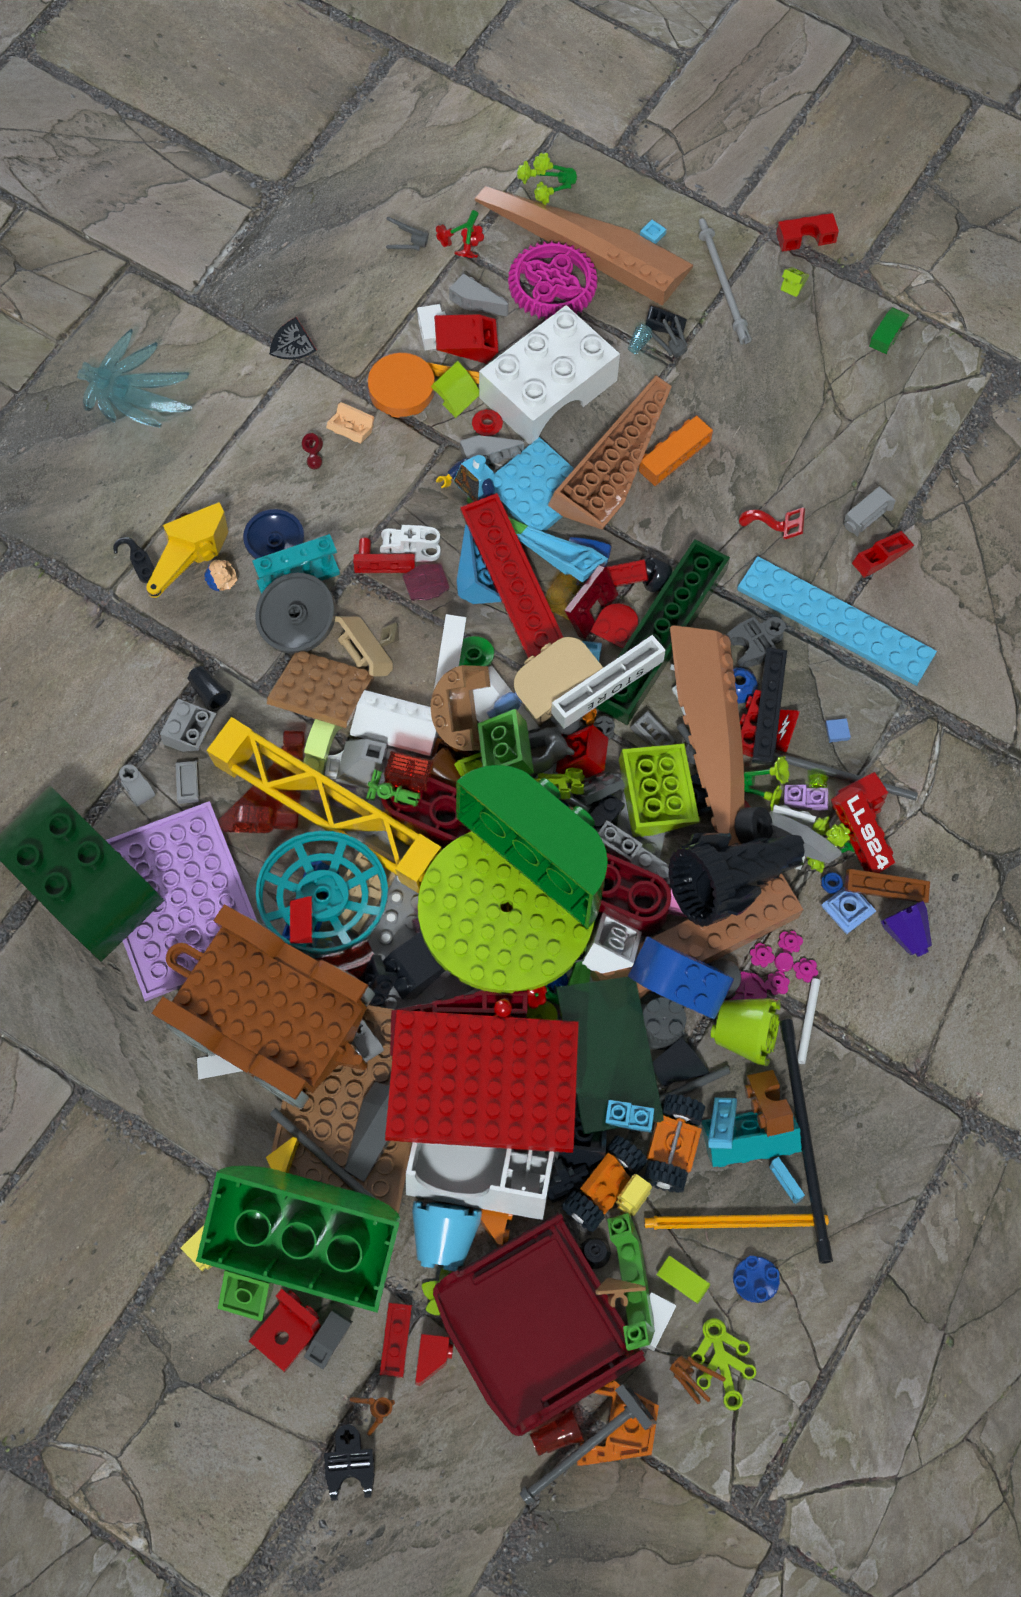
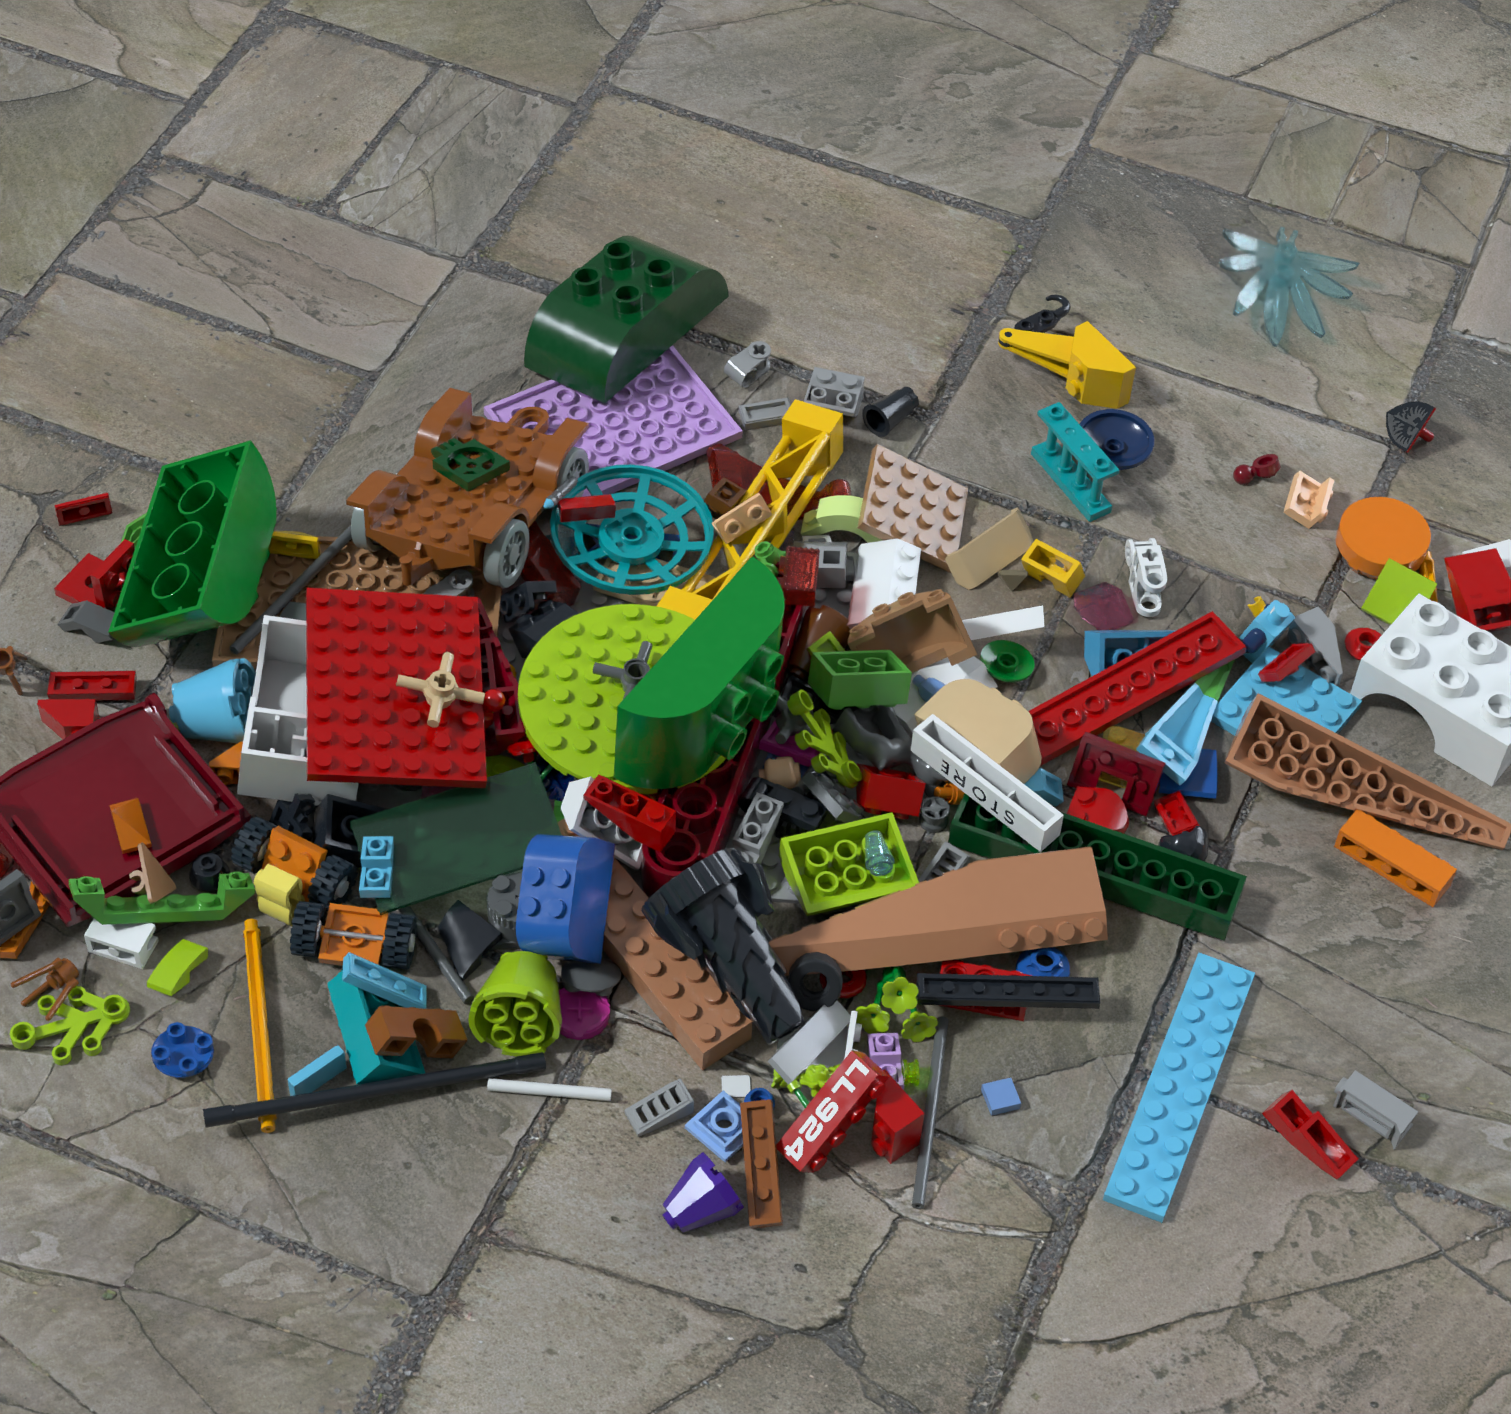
camera: 80 degrees right, 15 degrees down
(193, 1345) = (83, 509): none -> red slope
(220, 575) = (1044, 395): light nougat piece -> none
(230, 1018) = (463, 476): none -> dark green piece
(292, 597) = (1013, 474): dark grey dish -> none
(298, 943) = (553, 499): none -> dark grey piece
(299, 819) = (723, 497): none -> reddish brown slope
(334, 806) = (742, 518): none -> light nougat bracket
(381, 563) = (1110, 544): red piece -> none
(401, 599) = (1040, 564): none -> yellow brick
(502, 1034) = (440, 689): none -> tan bar
(503, 890) = (633, 669): none -> dark grey bar
(509, 472) = (1286, 662): none -> red plate
(554, 1308) = (130, 825): none -> orange slope
(623, 919) = (633, 812): none -> red slope
(662, 764) = (877, 854): none -> clear light blue cone
(756, 639) = (1120, 979): dark grey piece -> none
(783, 962) = (631, 1054): dark pink plant -> none
(784, 526) = (1315, 1003): red piece -> none
(786, 726) = (984, 1029): red slope -> none
(813, 897) = (736, 1085): none -> white sticker
(835, 937) = (655, 1100): none -> light grey slope

